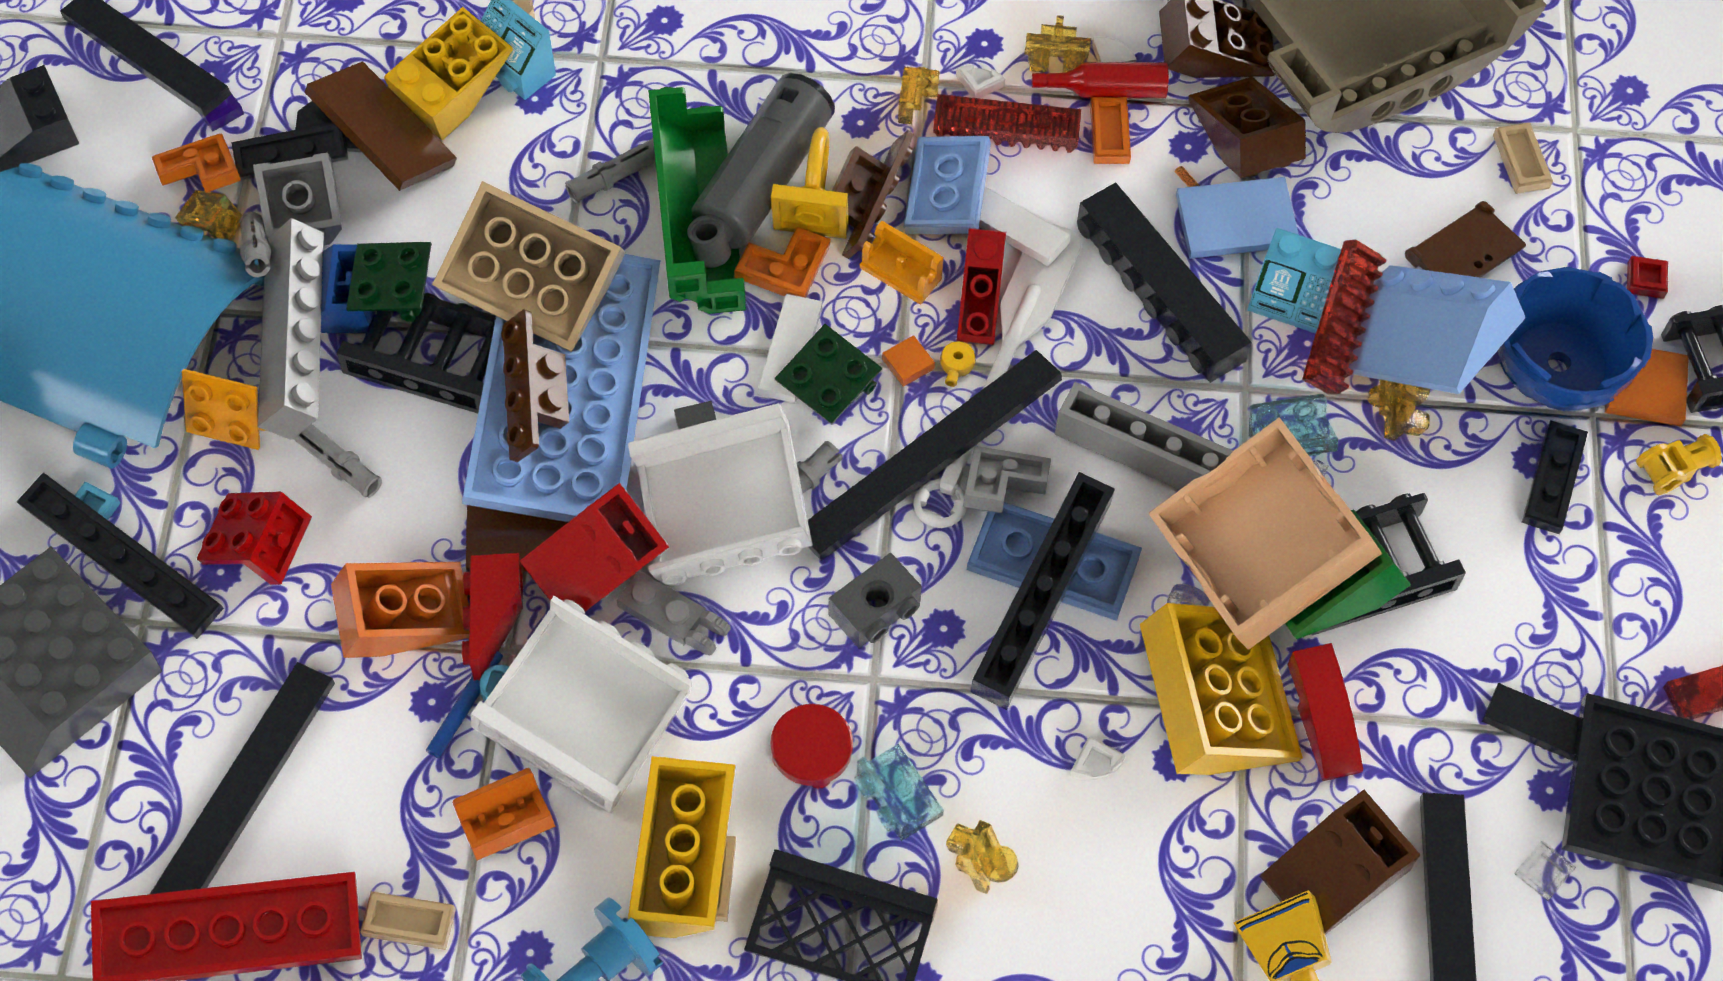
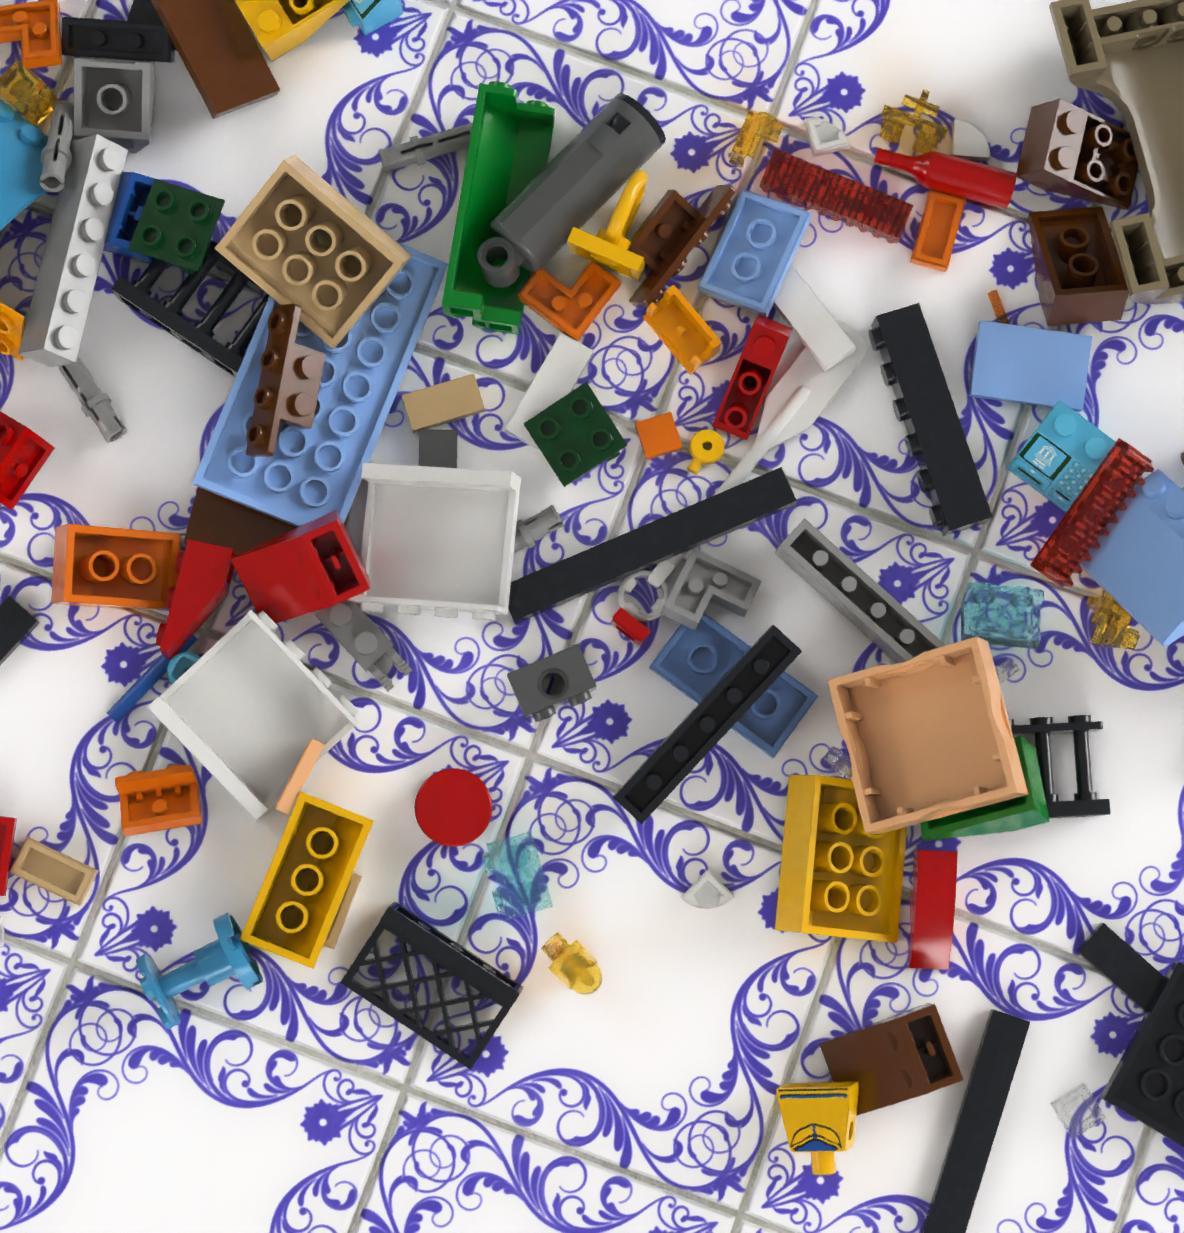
camera: 10 degrees right, 20 degrees up
(645, 748) = (299, 775): none -> light nougat tile
(690, 382) = (443, 403): none -> tan tile
(937, 530) = (630, 627): none -> red tile

